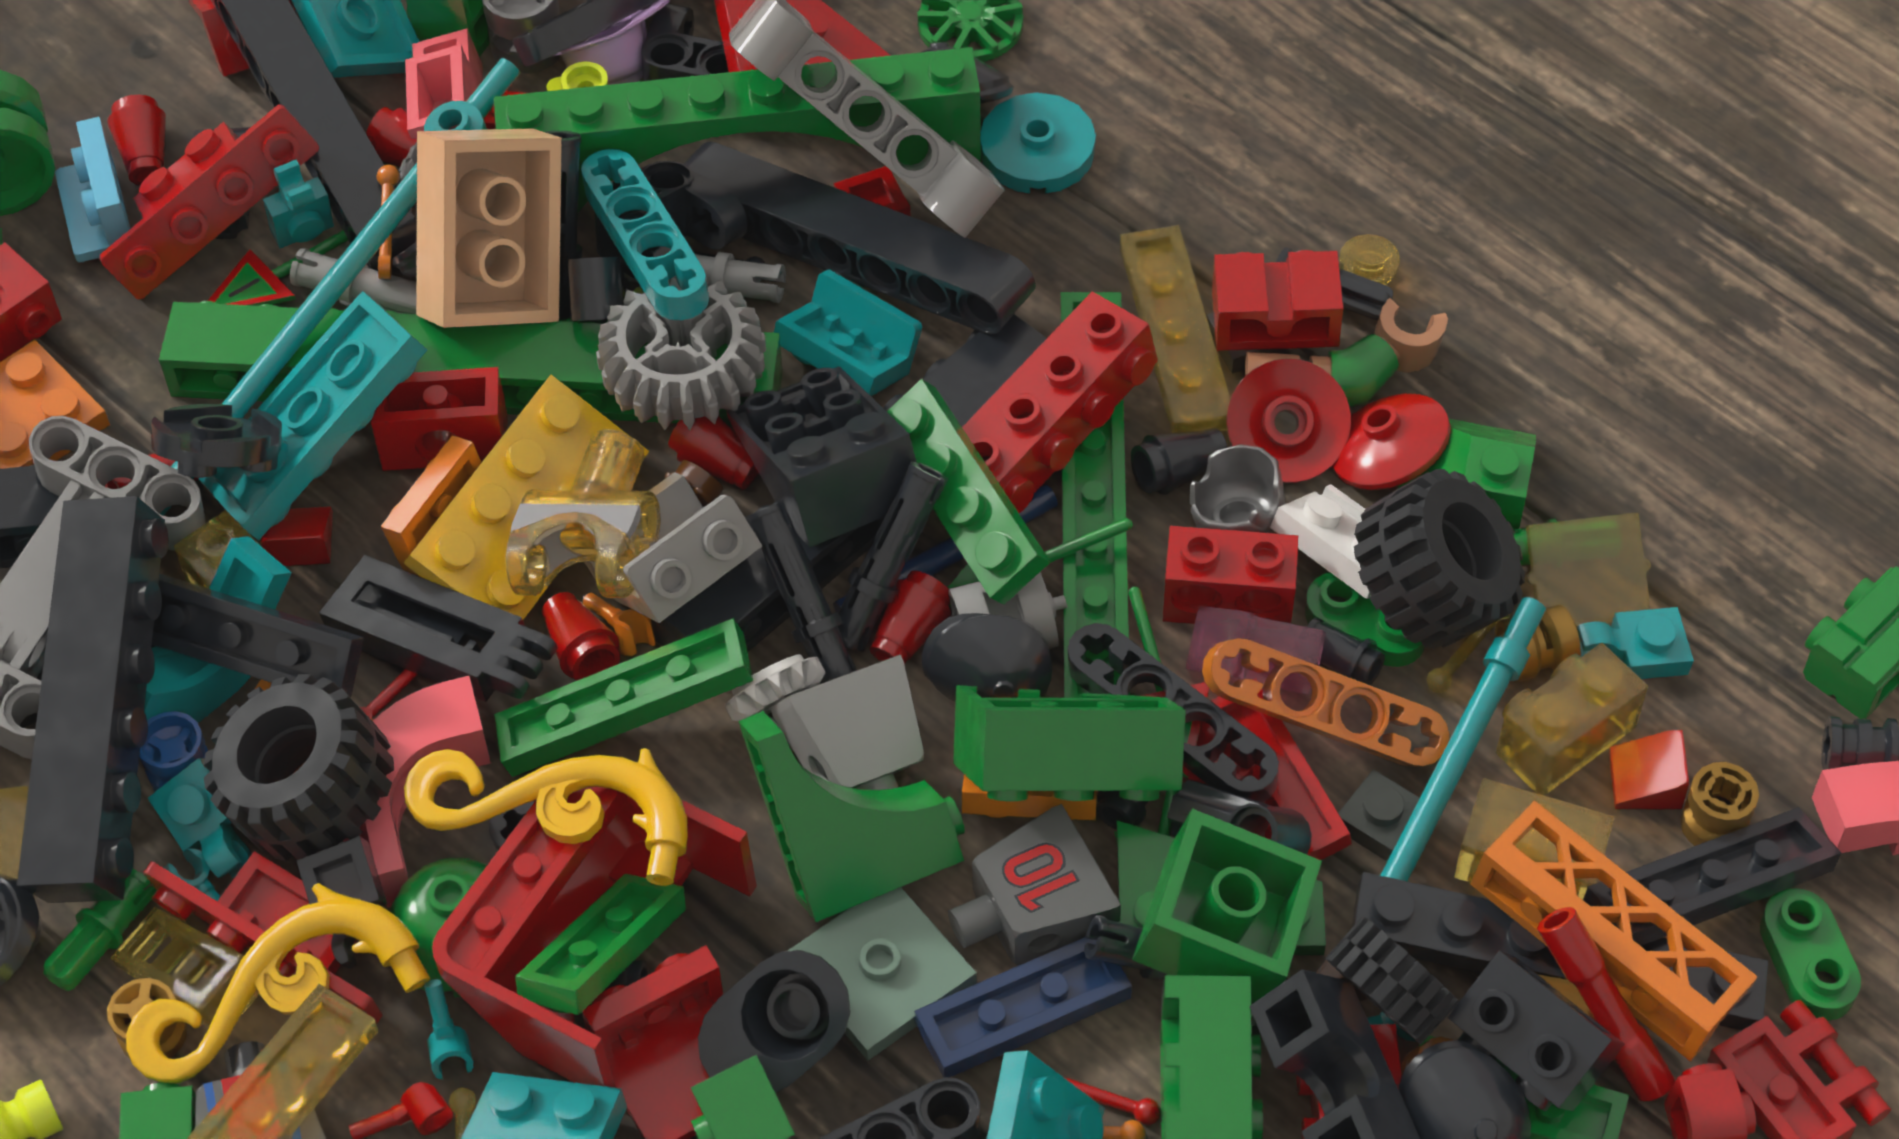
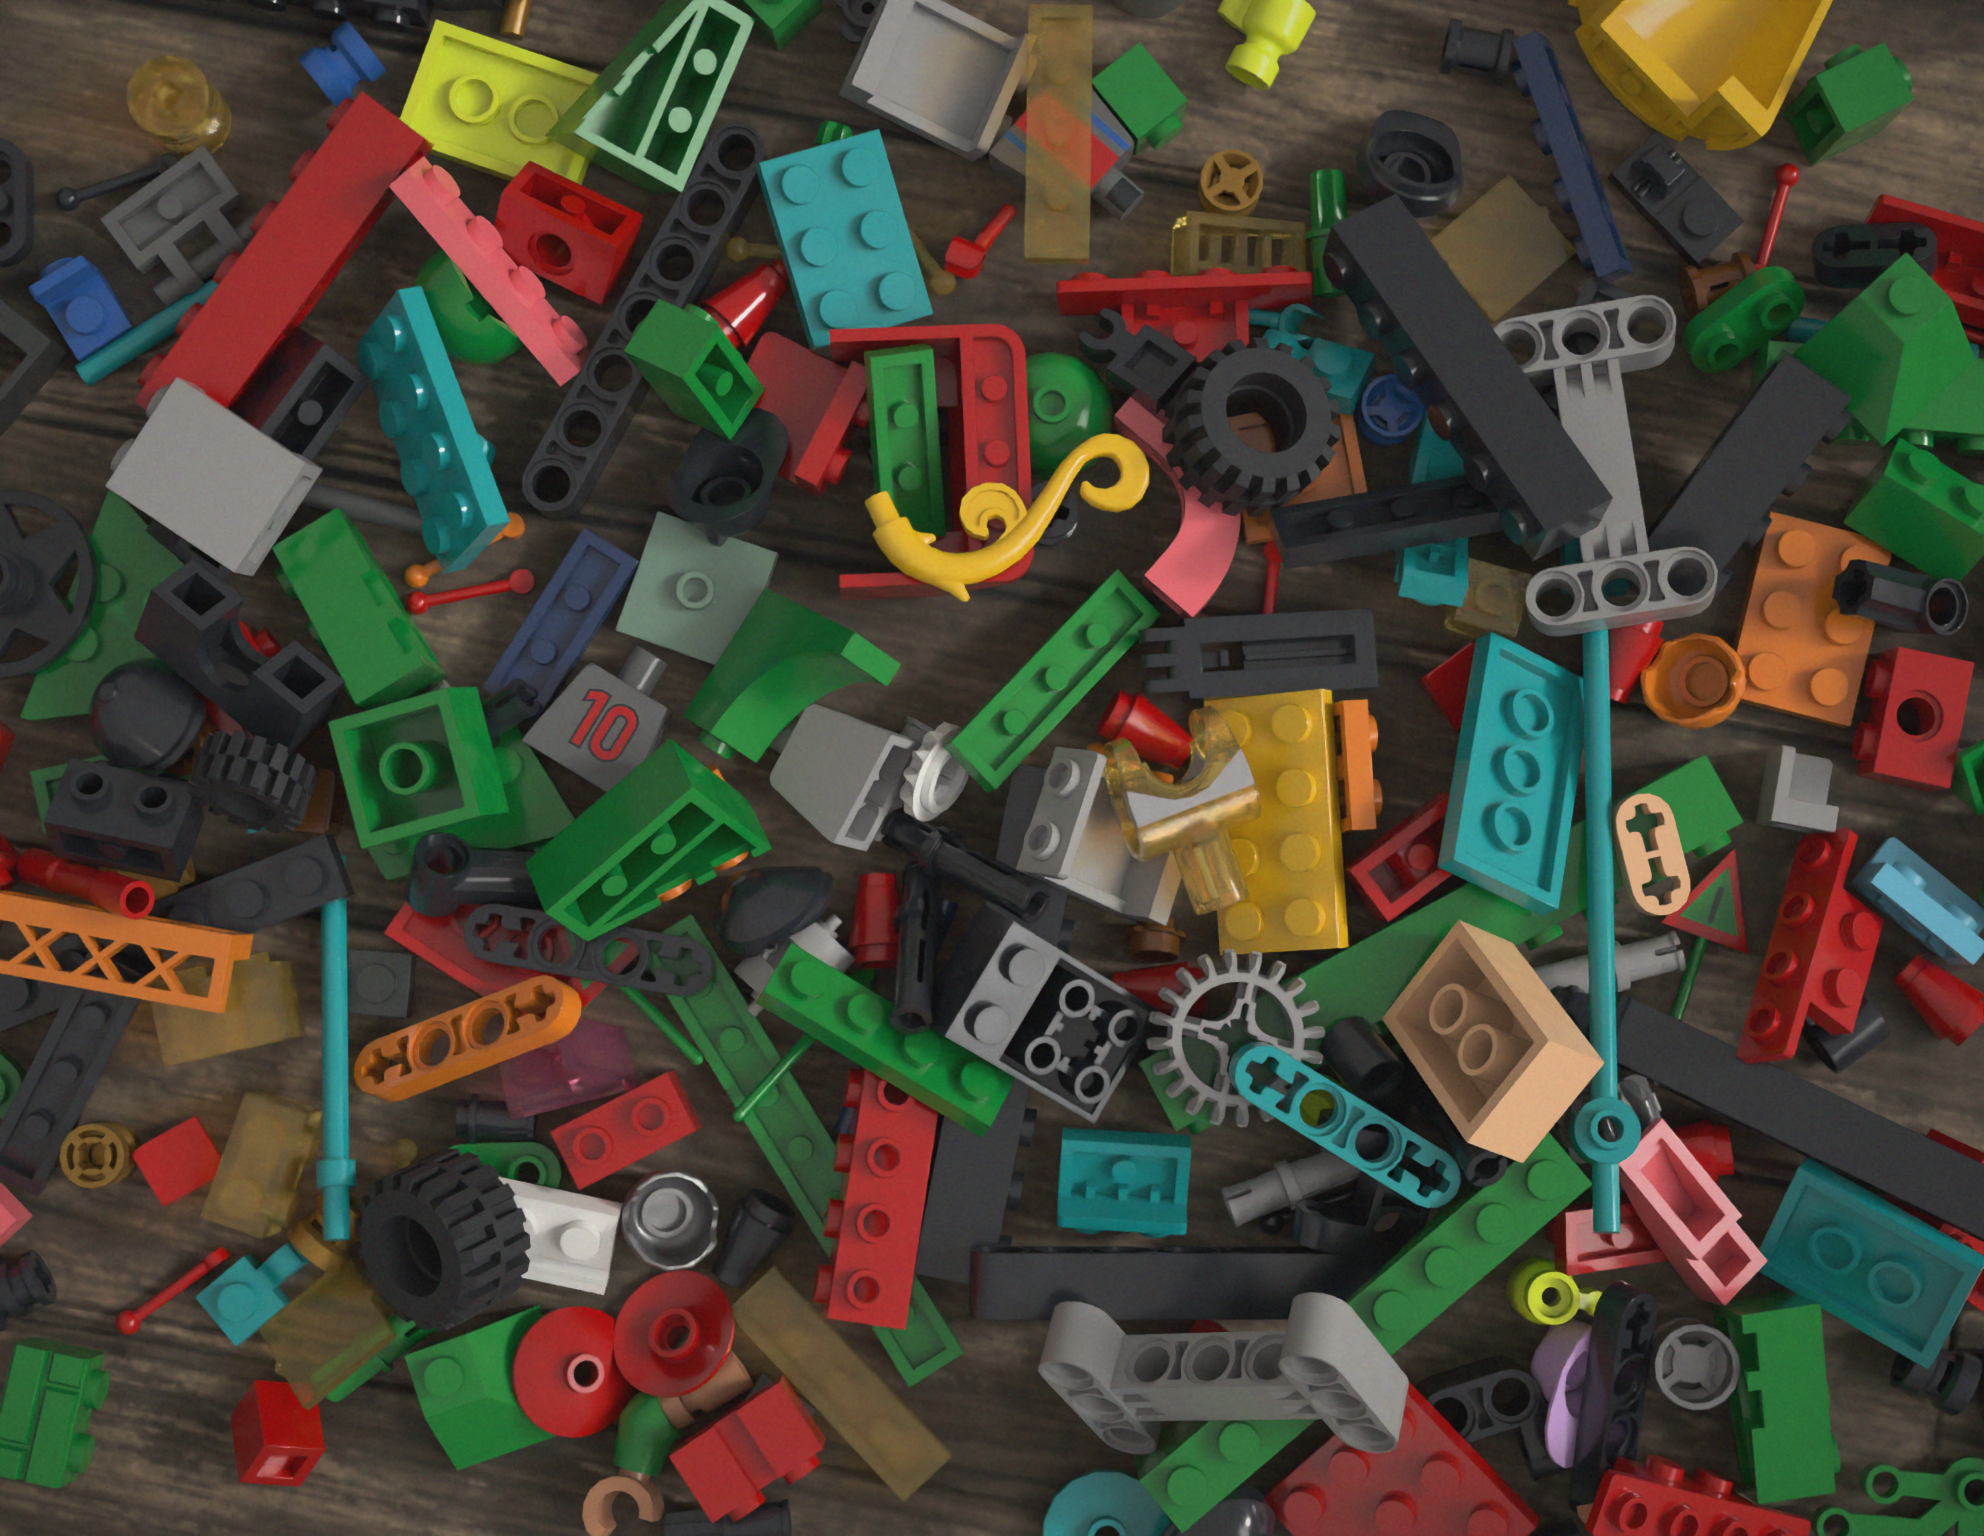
camera: 150 degrees right, 30 degrees up
(122, 408) = (1694, 681): none -> orange hair
(123, 323) = (1796, 792): none -> light grey panel
(210, 438) = (1546, 654): black plate -> none
(252, 306) = (1665, 851): none -> light nougat beam
(258, 970) = (1112, 253): yellow plant -> none
(299, 209) = (1723, 1003): teal plate -> none
(388, 178) = (1653, 1073): orange hinge -> none
(446, 1038) = (985, 310): teal hand -> none
(1662, 686) = (129, 1321): none -> red hinge
(1680, 526) = (275, 1436): none -> red panel

